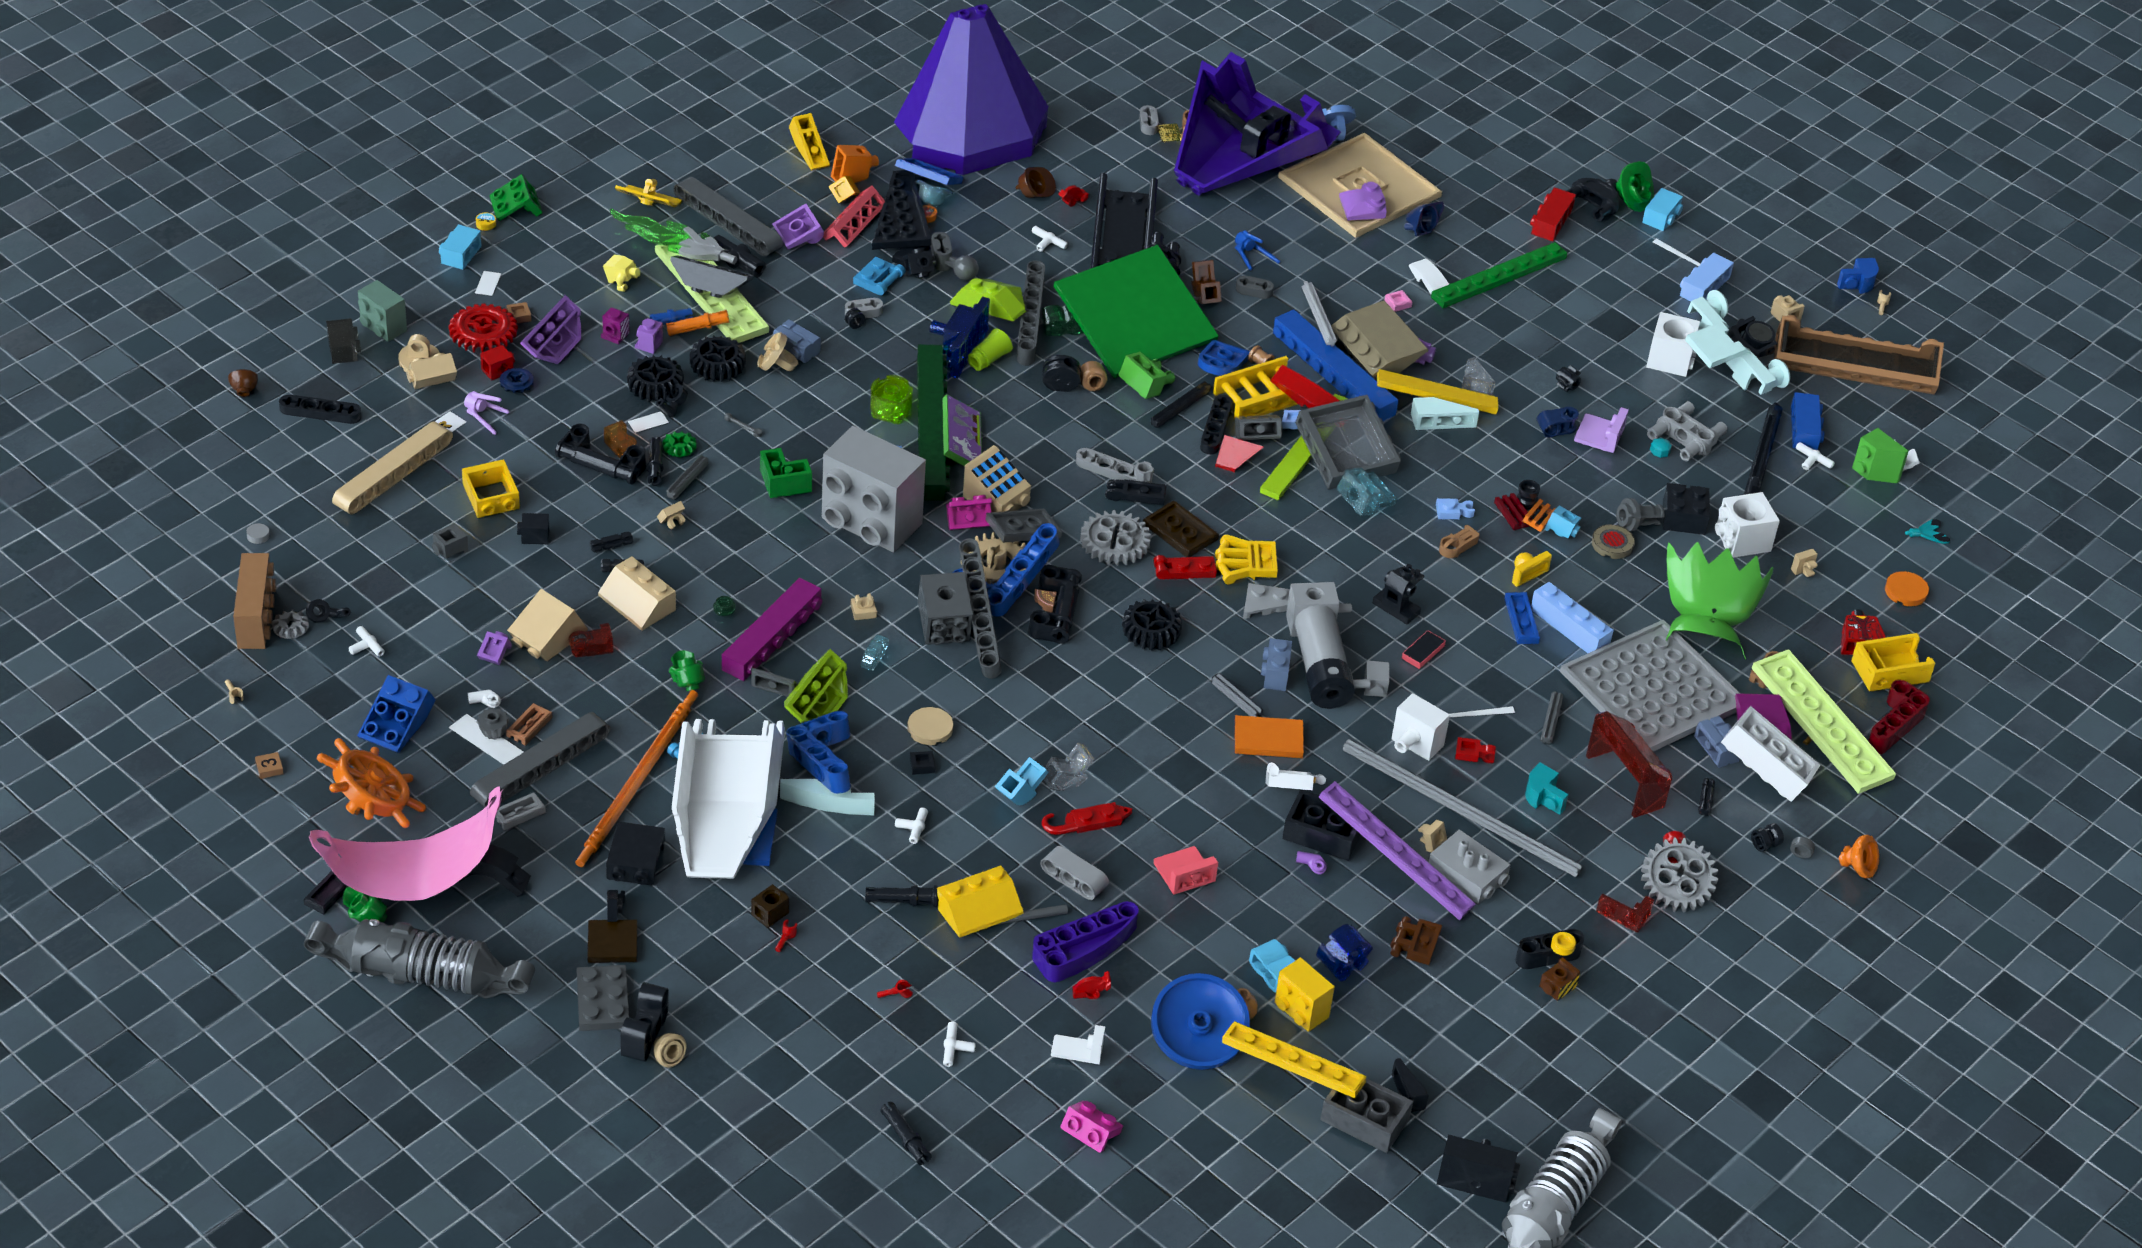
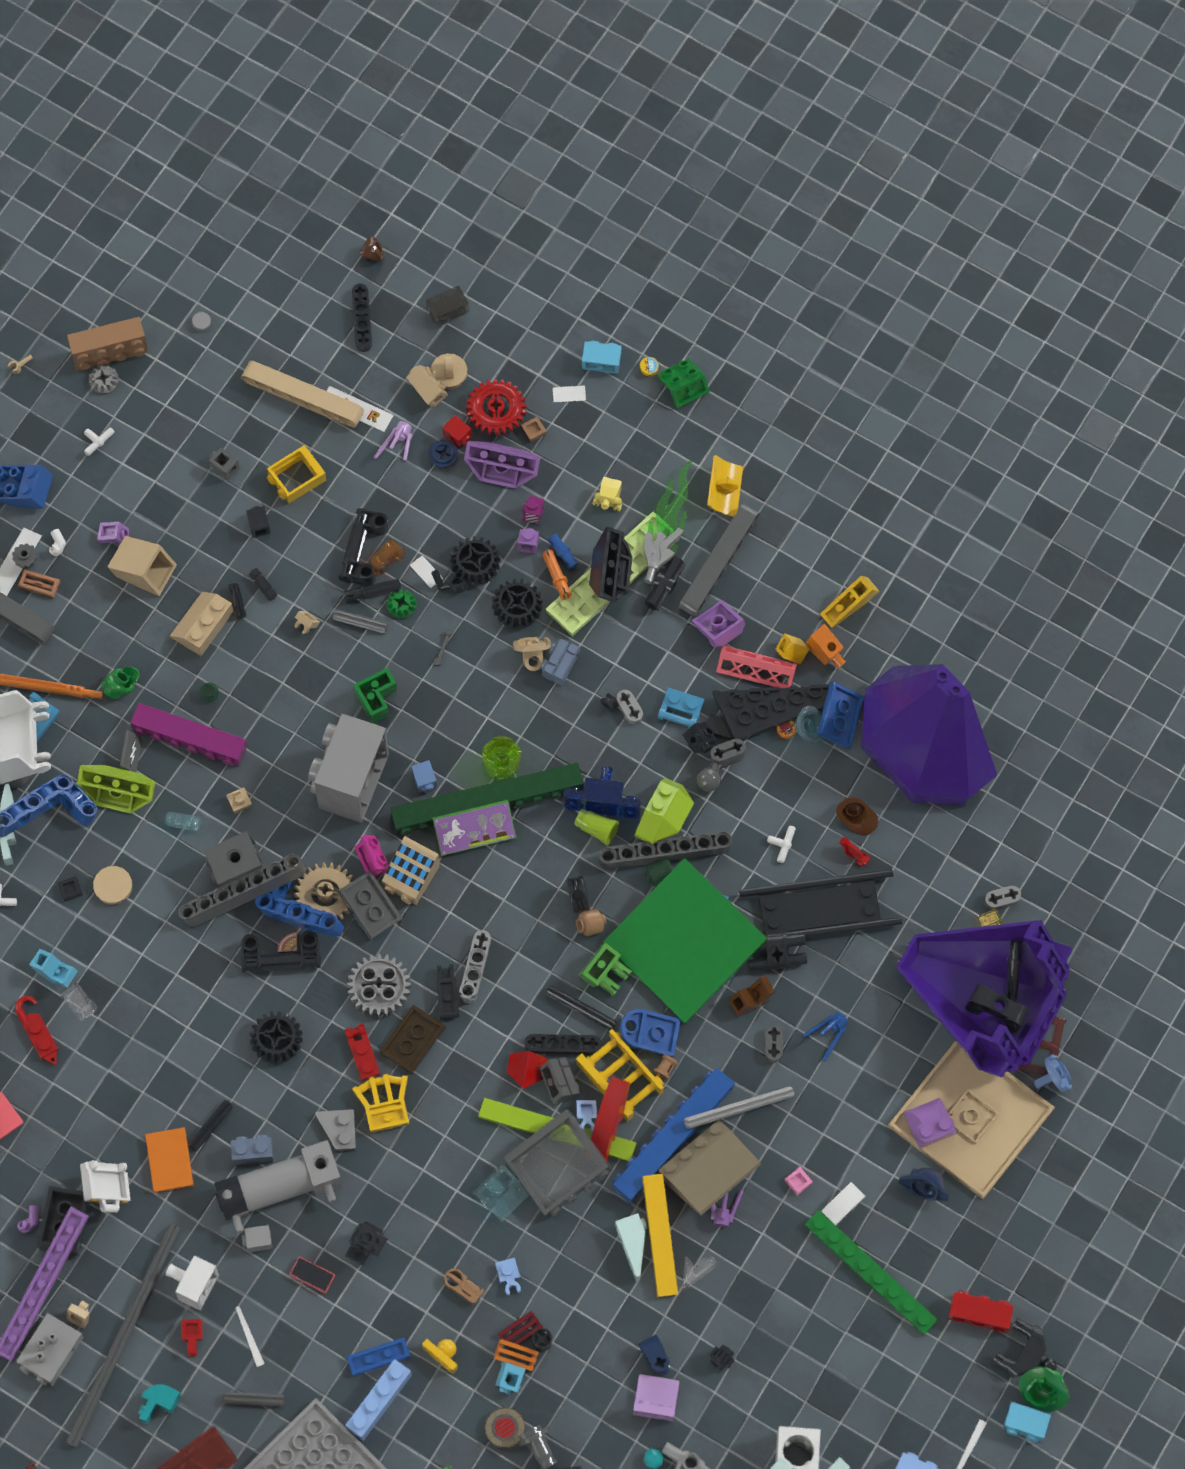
camera: 80 degrees right, 25 degrees up
(325, 611) = (120, 398): black plate -> none
(382, 310) = (485, 322): sand green brick -> none
(592, 642) = (139, 603): clear red leg -> none

